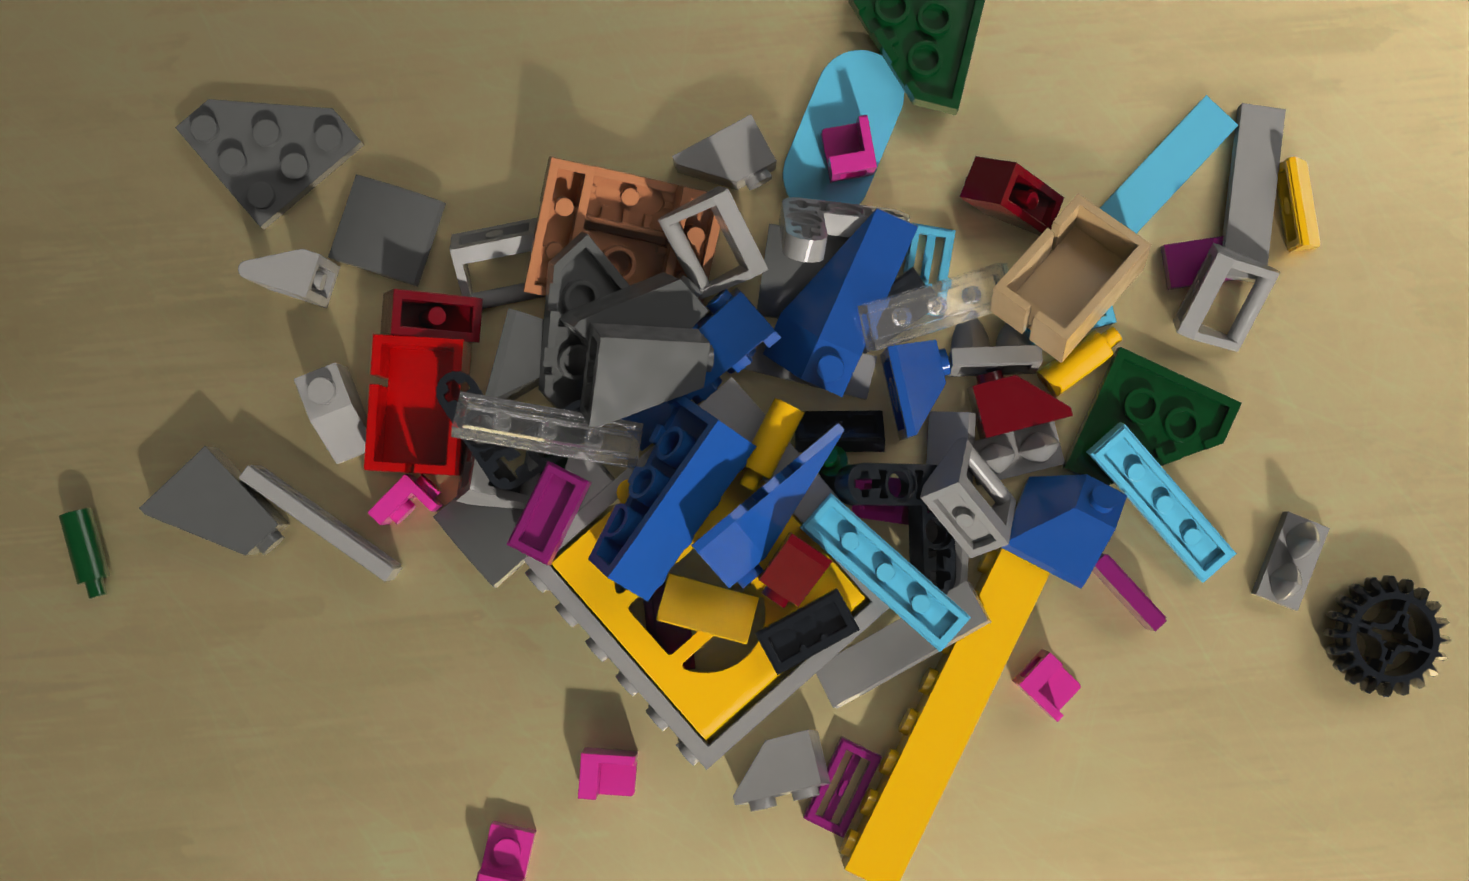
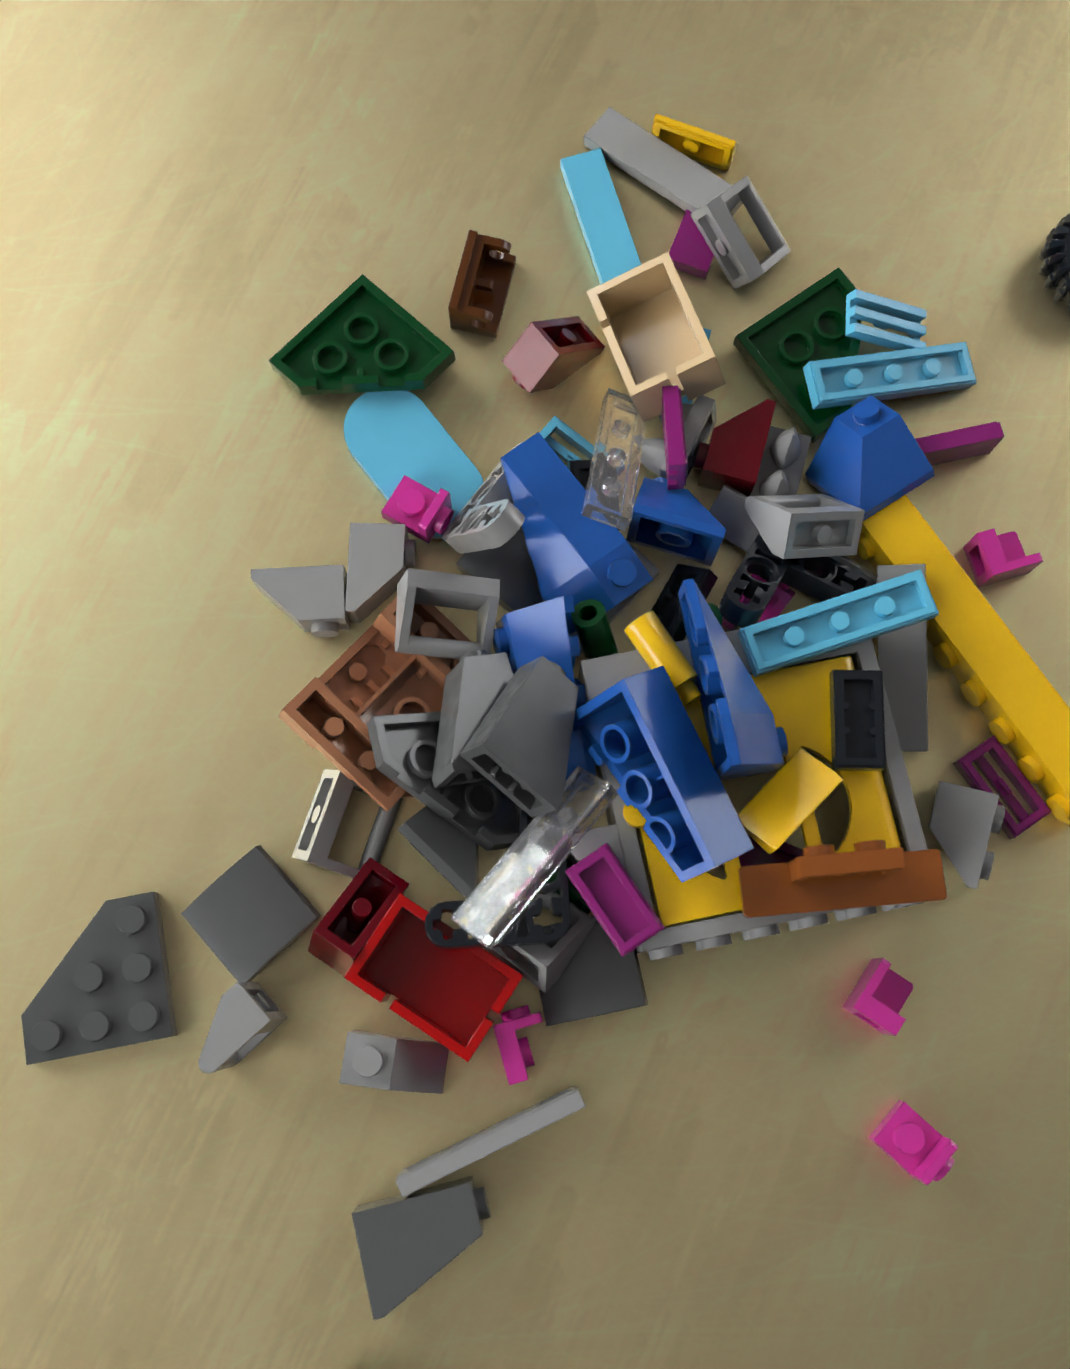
camera: 65 degrees left, 10 degrees down
(664, 688) = (842, 880): none -> dark orange bracket
(670, 116) = (308, 596): none -> light grey slope
(770, 375) = (593, 629): none -> dark green cylinder
(793, 571) = (798, 694): dark red slope -> none
(799, 164) = (419, 509): none -> dark pink bracket
(849, 150) = (433, 457): dark pink panel -> none
(980, 345) = (674, 437): none -> magenta tile
(1040, 96) = (481, 285): none -> reddish brown hinge
(1084, 358) = (732, 396): yellow cylinder -> none
(1223, 502) = (884, 314): none -> medium azure tile
(1290, 560) = (993, 304): light grey tile -> none

